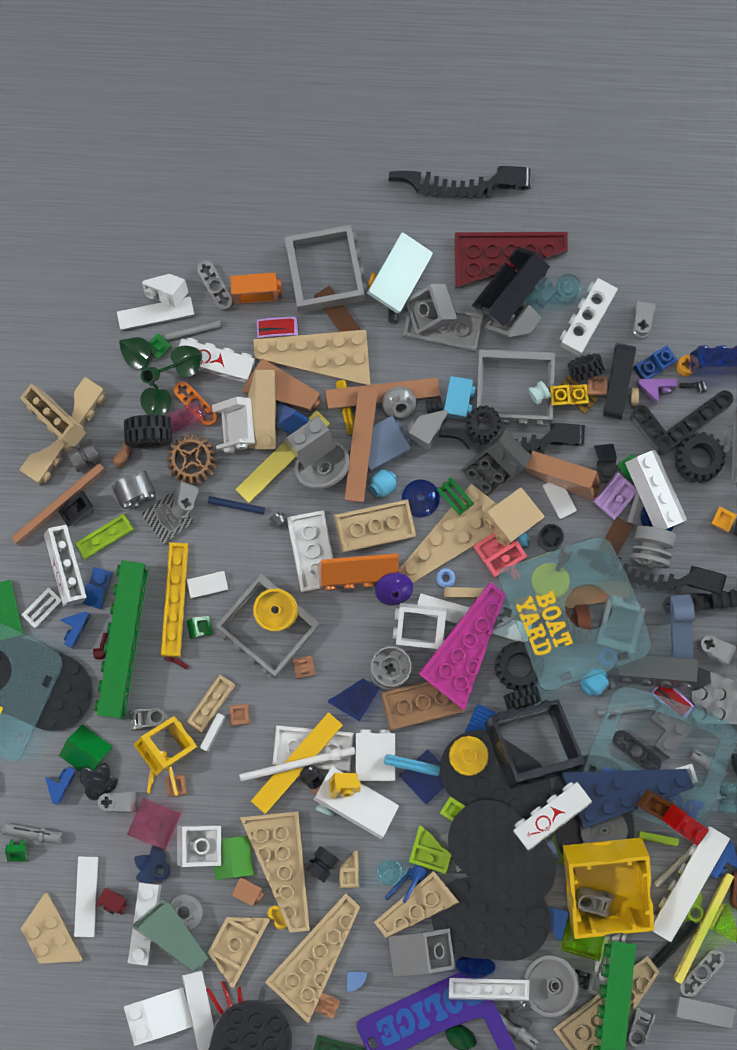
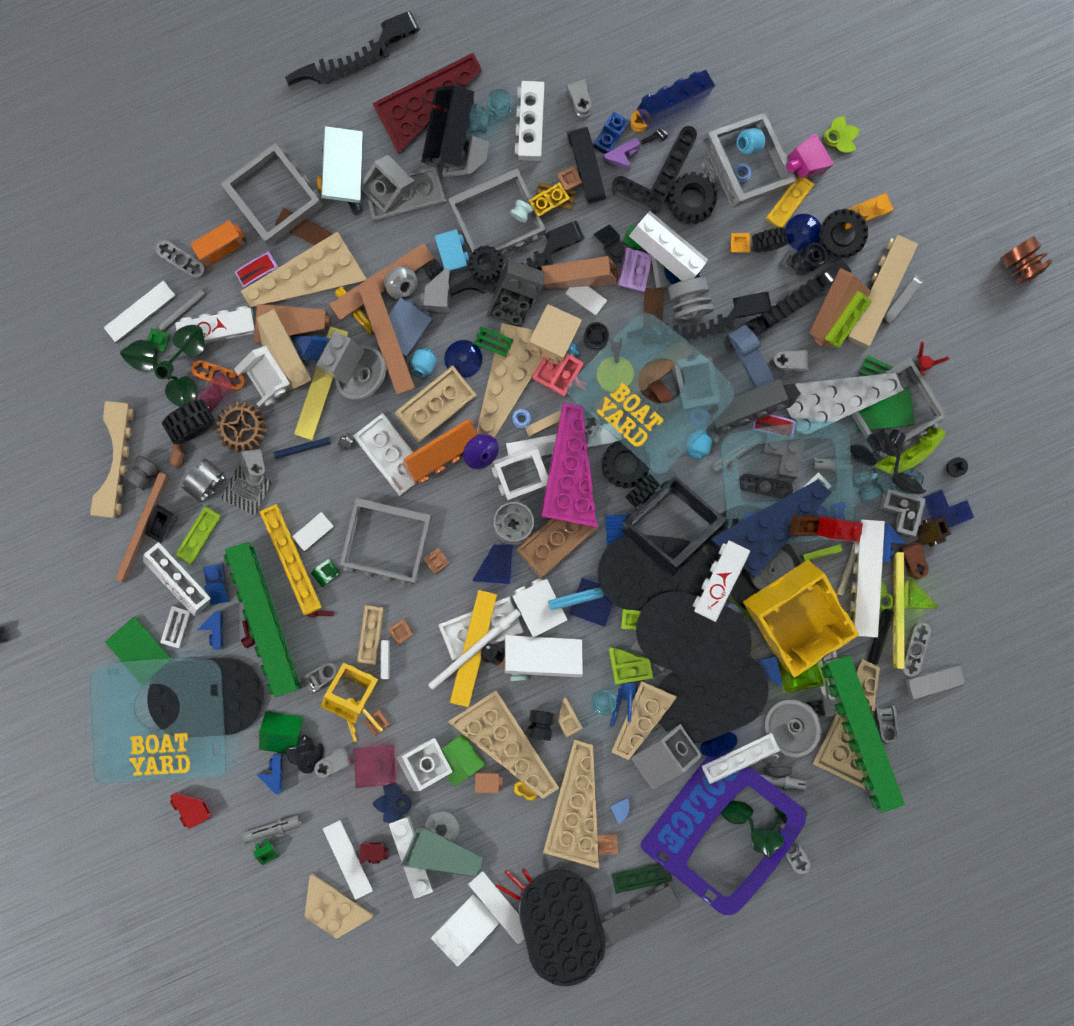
camera: 30 degrees left, 5 degrees up
(52, 415) = (94, 450): tan brick -> none
(166, 288) = (138, 284): white slope -> none
(236, 944) = (501, 833): tan wing -> none
(264, 606) = (397, 523): yellow wheel -> none
(344, 784) = (525, 646): yellow brick -> none
(468, 755) = (621, 565): yellow tile -> none
(586, 367) = (551, 167): black tyre -> none
(597, 903) = (796, 634): light grey piece -> none
(634, 396) = (607, 172): tan tile -> none

